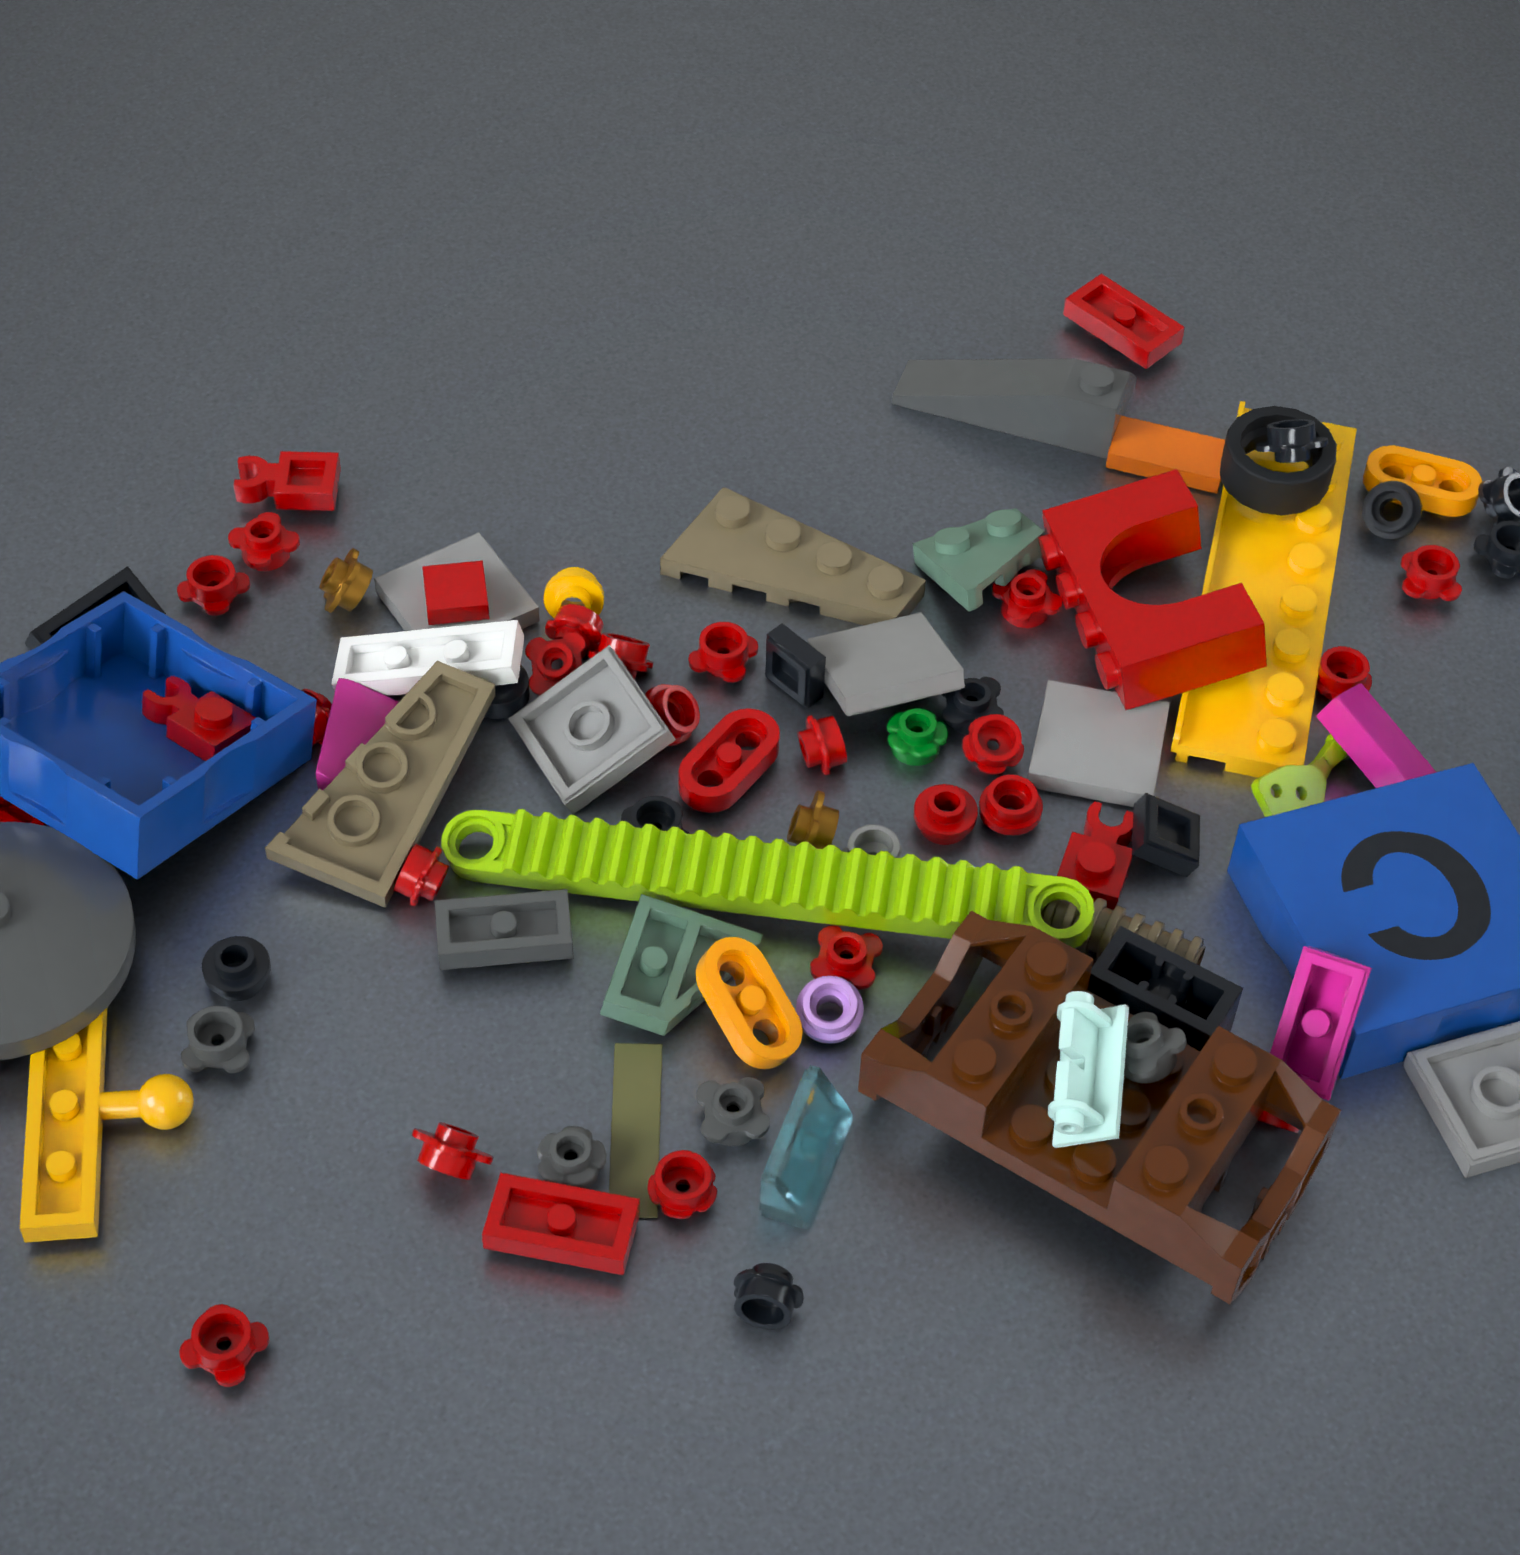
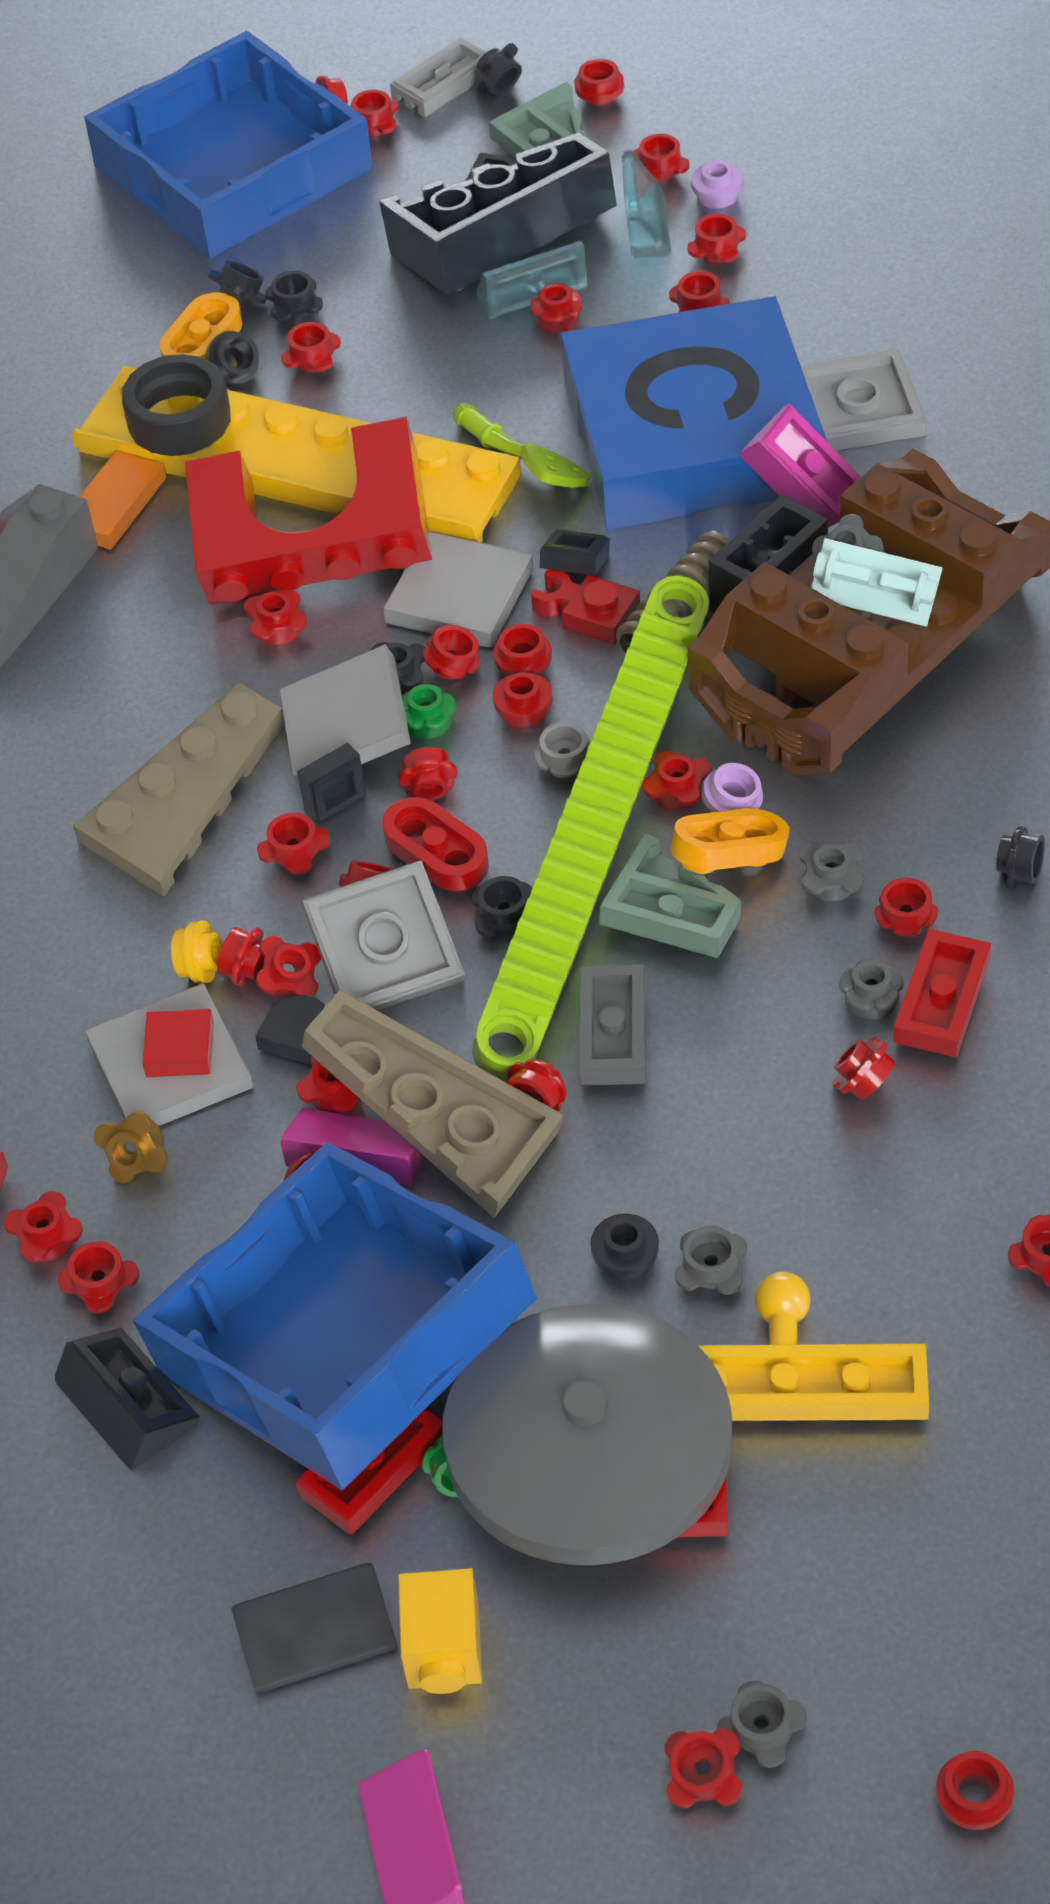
camera: 75 degrees left, 0 degrees up
(196, 723) = (310, 1263): red plate -> none
(399, 659) = (268, 1066): white plate -> none
(630, 651) = (284, 916): red plate -> none
(635, 1122) = (828, 948): olive sticker -> none
(805, 1152) = (877, 826): clear light blue slope -> none
(814, 823) = (539, 776): pearl gold plate -> none
(978, 553) = (221, 639): sand green wing -> none
(1291, 440) = (180, 374): black plate -> none
(1341, 670) = (420, 413): red plate -> none
(1372, 738) = (510, 405): dark pink slope -> none

